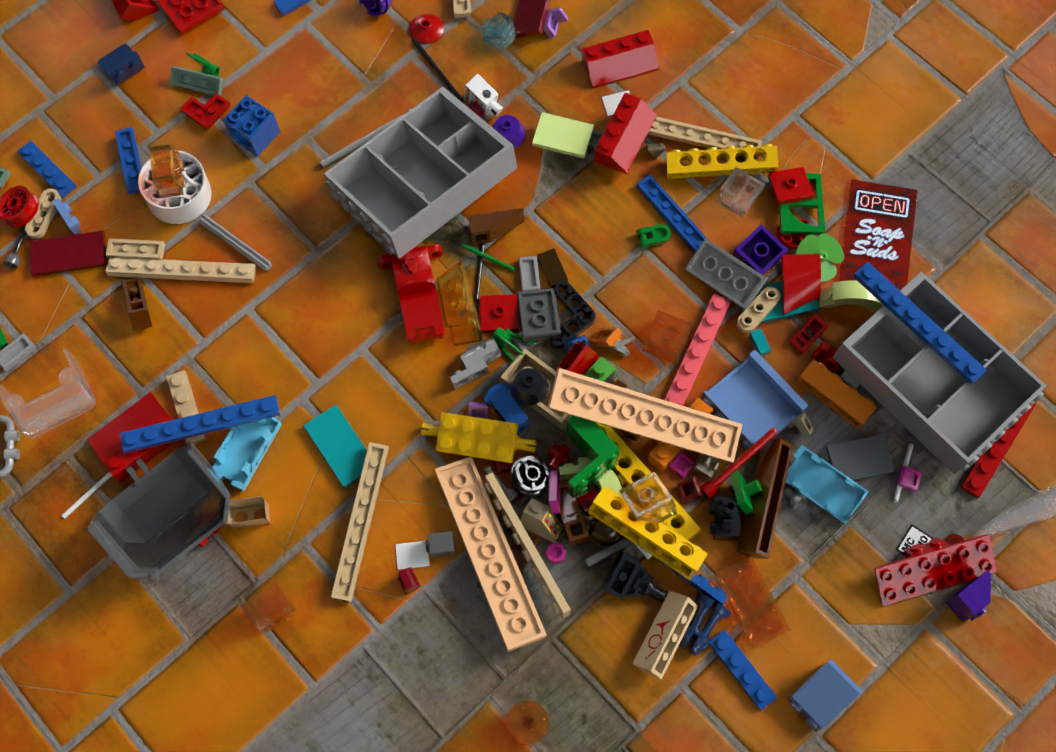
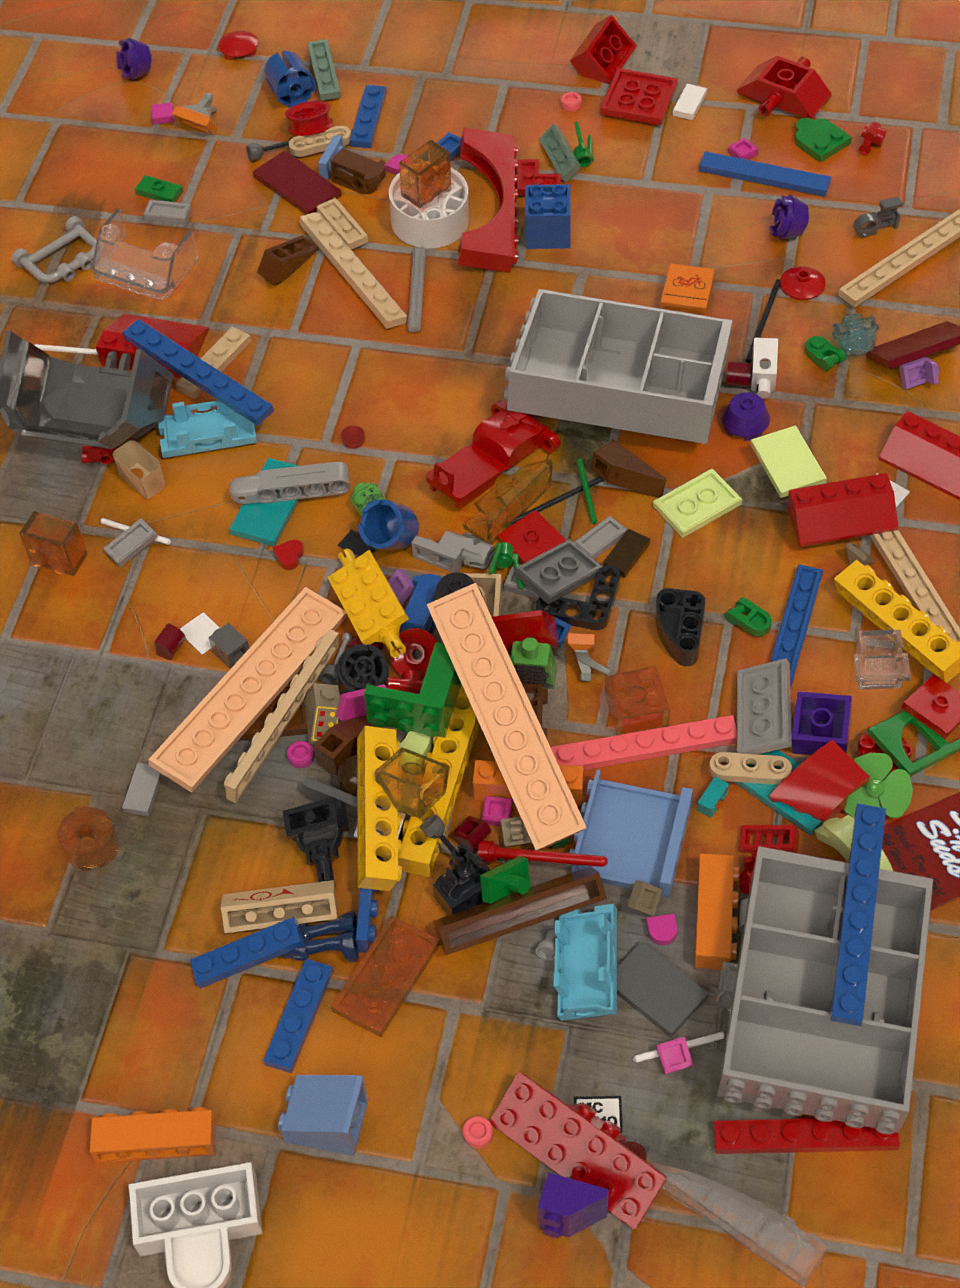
camera: 55 degrees right, 15 degrees down
(99, 209) = (356, 171): none -> reddish brown piece
(112, 180) = (393, 164): none -> dark pink tile
(121, 64) = (523, 93): dark blue bracket -> none
(153, 43) = (571, 101): none -> coral tile
(165, 120) = (495, 242): none -> red arch
(292, 547) = (124, 527): none -> white axle
(302, 556) = (130, 542): none -> light grey tile
(328, 362) = (353, 437): none -> clear red tile
(342, 425) = (291, 483): none -> light grey piece
(360, 522) = (201, 563): tan plate -> none
(383, 93) = (687, 289): none -> orange panel
(392, 387) = (364, 494): none -> bright green head
(394, 462) = (289, 553): none -> red tile
(419, 415) = (355, 543): none -> black piece
(432, 388) = (388, 525): none -> blue cylinder
(485, 58) = (823, 352): none -> green plate
(510, 666) = (142, 790): none -> light grey tile
(546, 204) = (697, 503): none -> yellowish green tile
(546, 435) = (414, 640): none -> red dish
(626, 280) = (674, 615): none -> black beam
(683, 674) = (247, 952): none -> blue plate
(685, 509) = (435, 828): none -> dark grey hinge
(825, 429) = (662, 929): none -> dark pink tile
(885, 616) = (477, 1132): none -> coral tile

